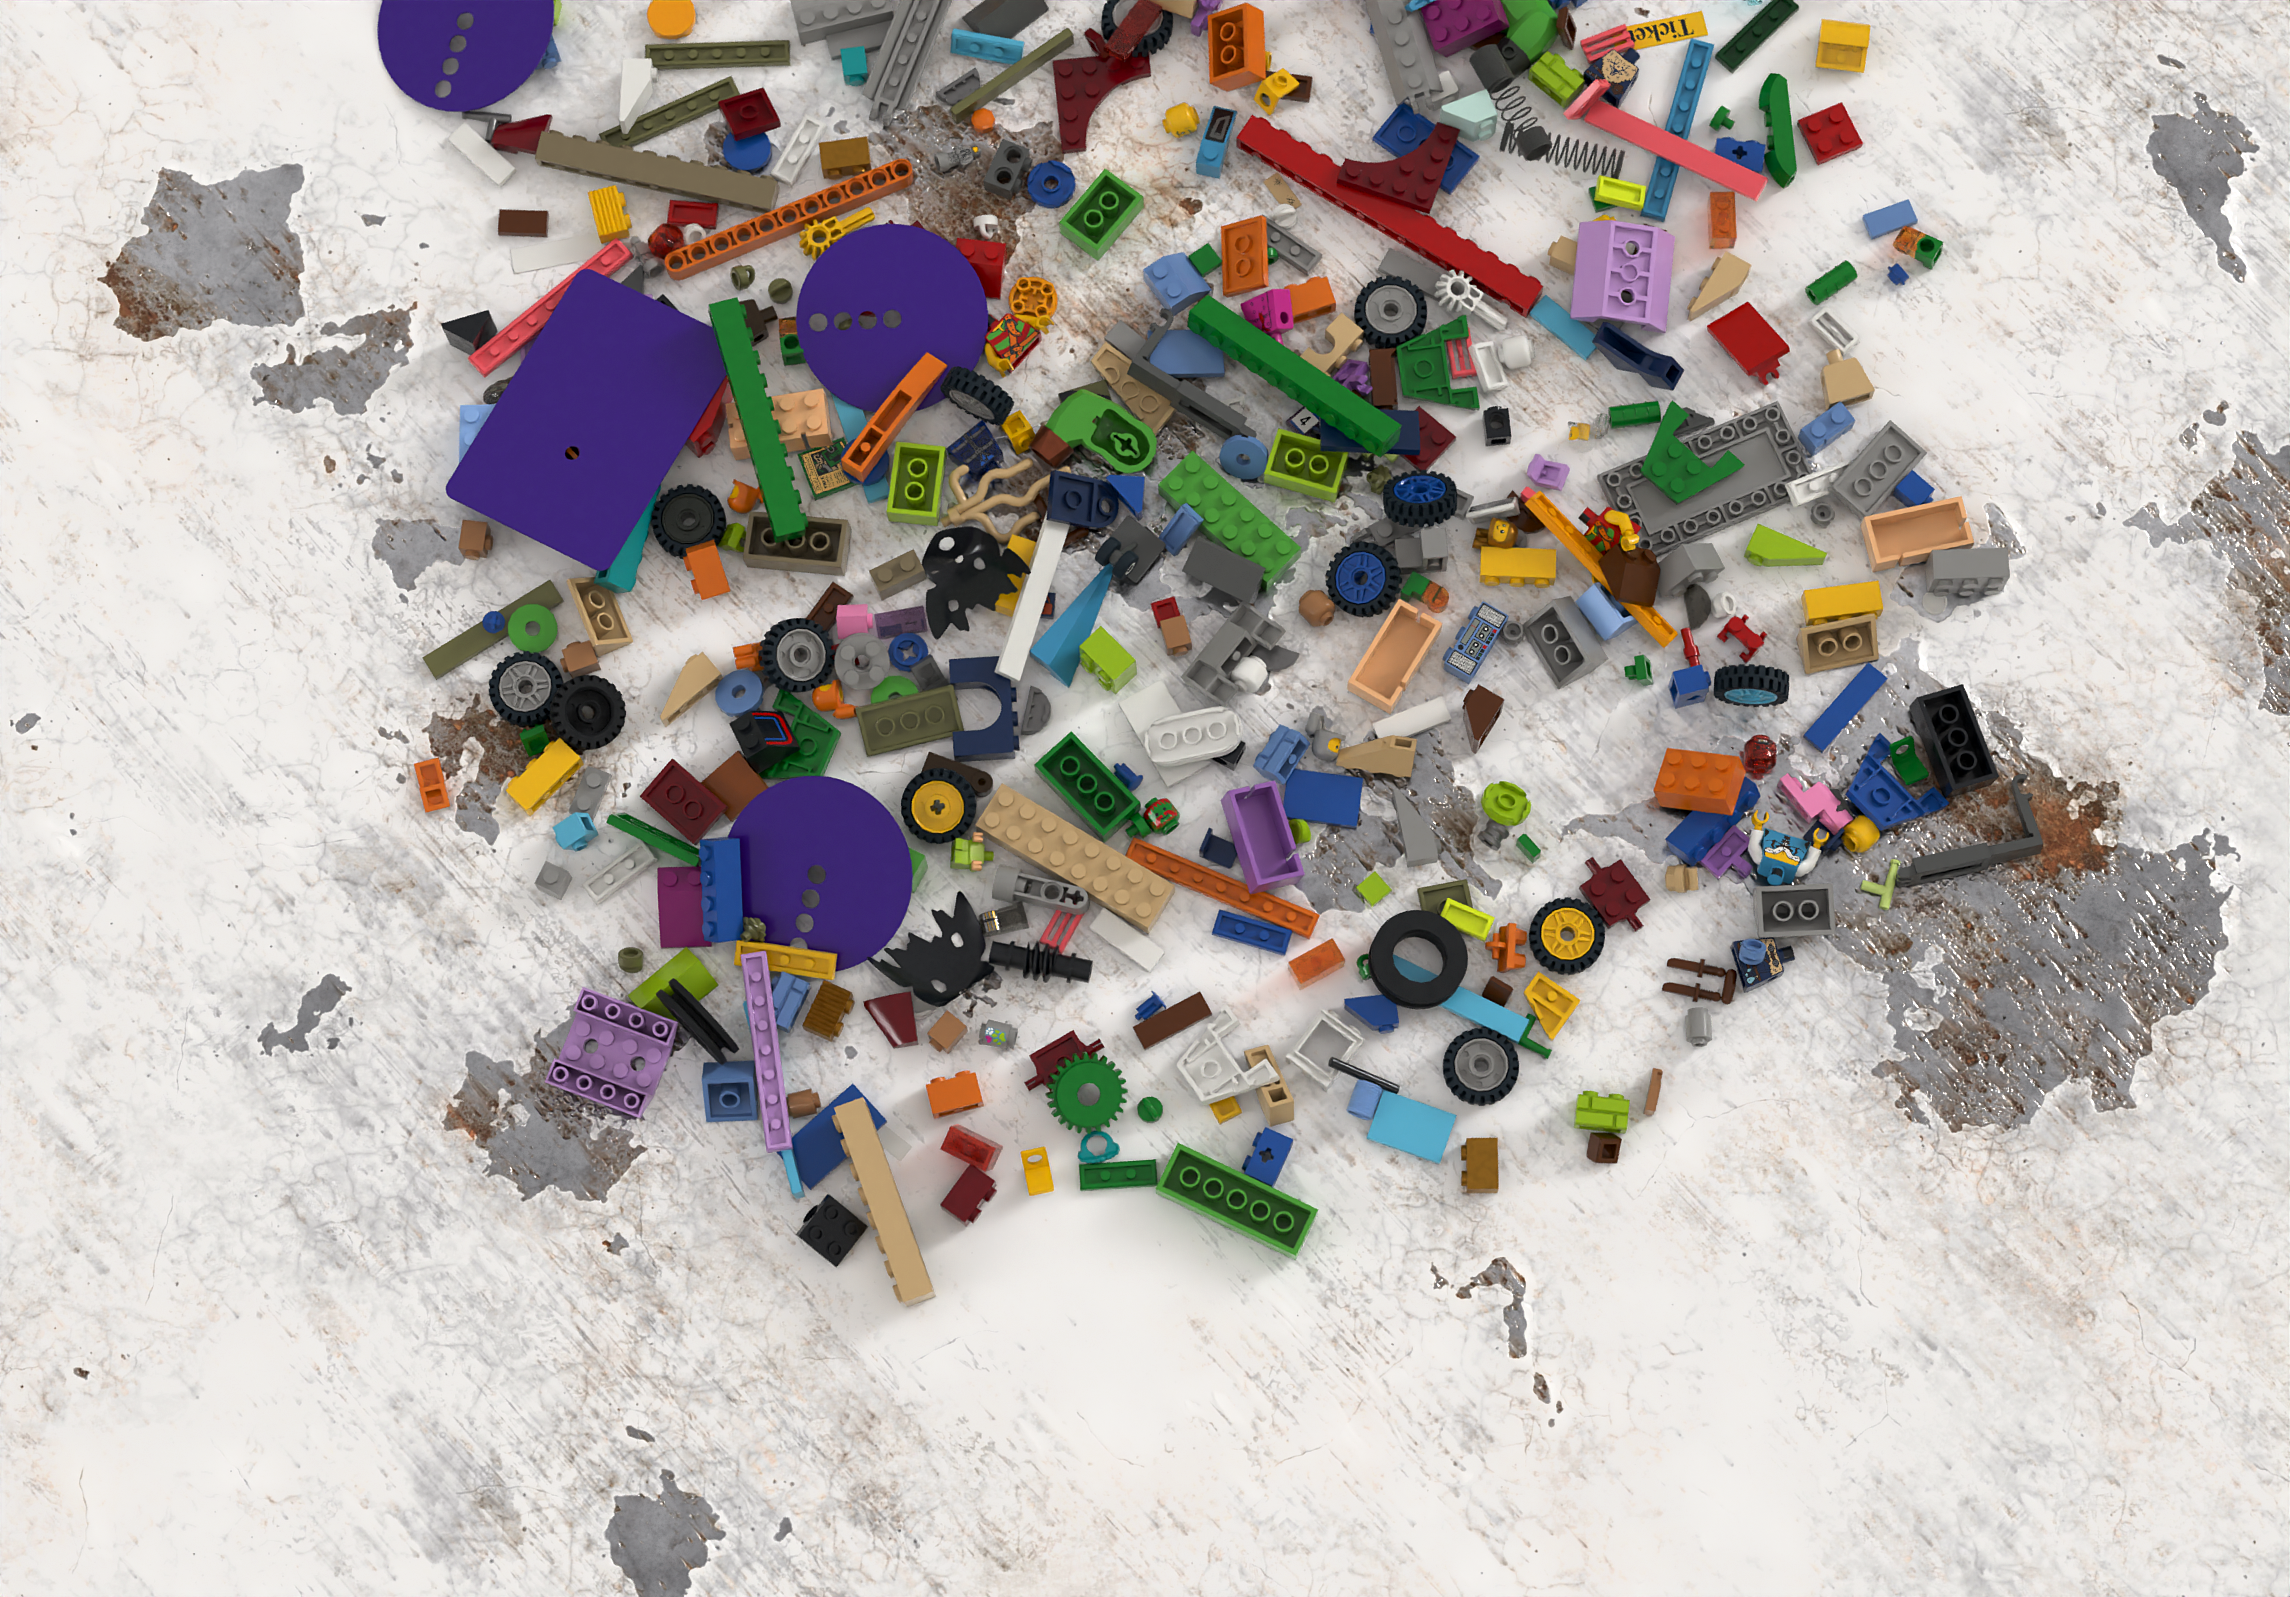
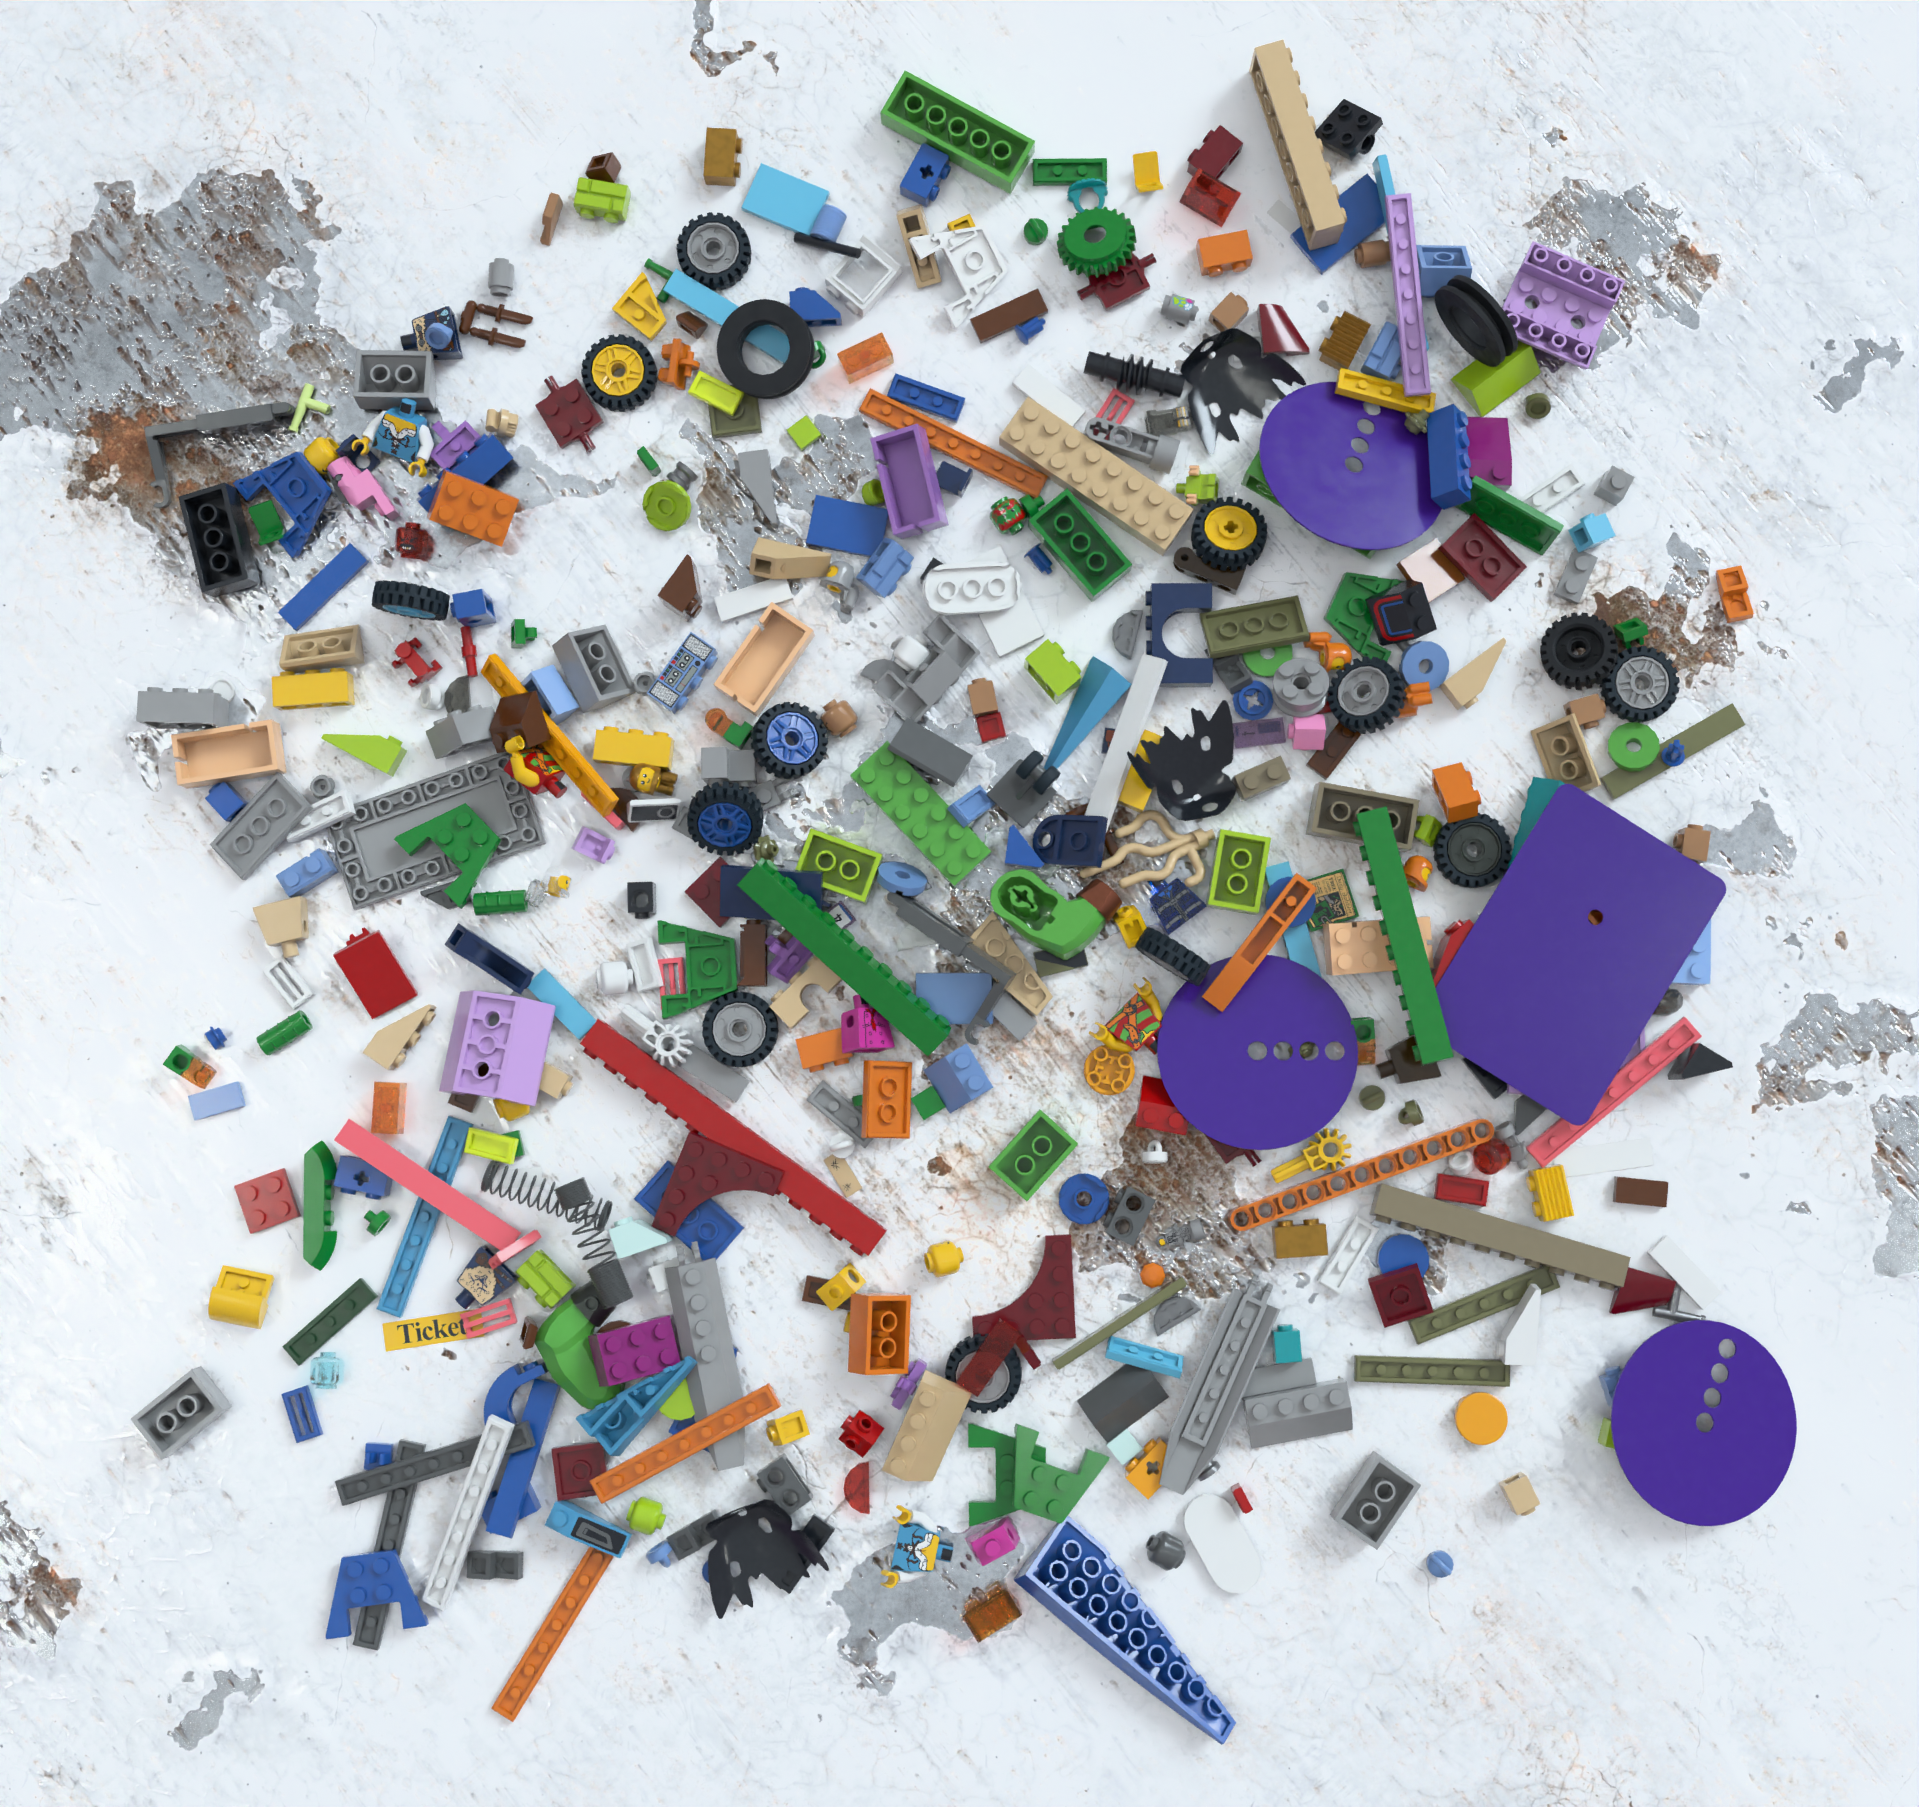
camera: 175 degrees left, 10 degrees up
(544, 776) = (1624, 591): yellow brick -> none
(1215, 142) = (907, 1235): dark azure slope -> none

